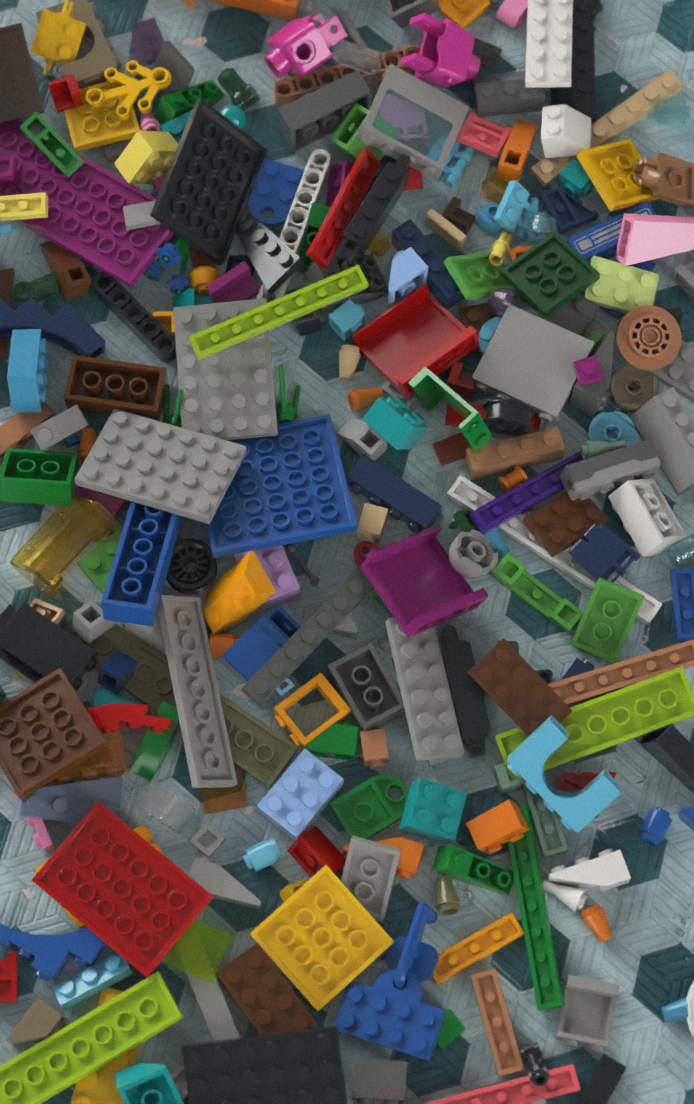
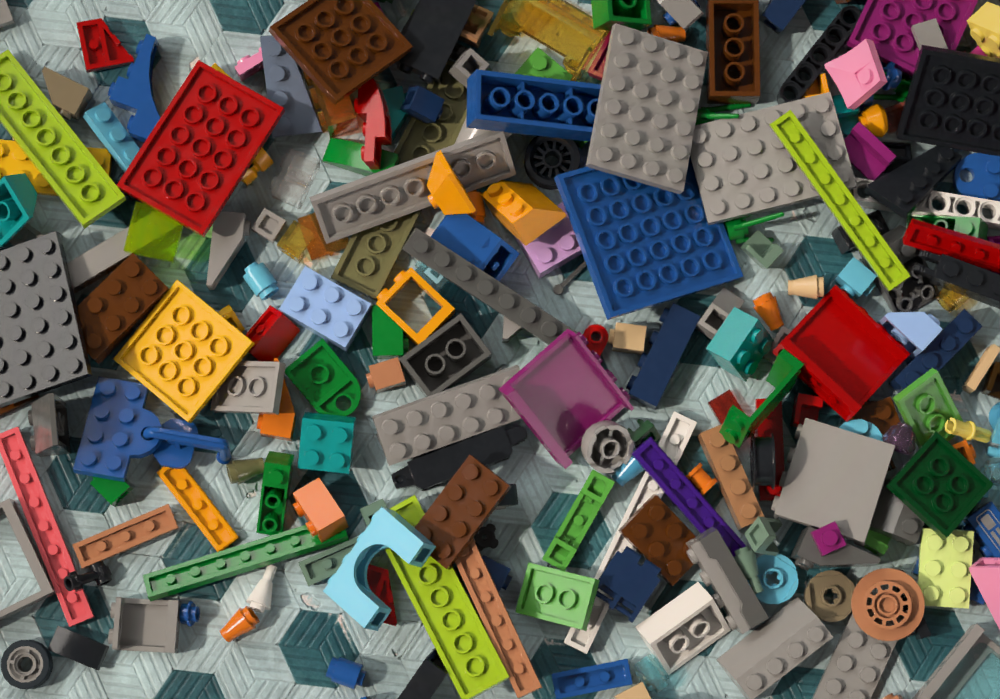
camera: 75 degrees right, 10 degrees up
(162, 279) = (857, 73): none -> bright pink plate
(207, 654) = (447, 189): none -> light orange slope
(228, 815) = (295, 241): none -> clear yellow panel
(308, 394) = (761, 249): none -> sand green panel
(574, 431) = (761, 535): none -> sand green panel
(581, 969) = (189, 613): none -> blue plate
(598, 873) = (289, 621): white slope -> none

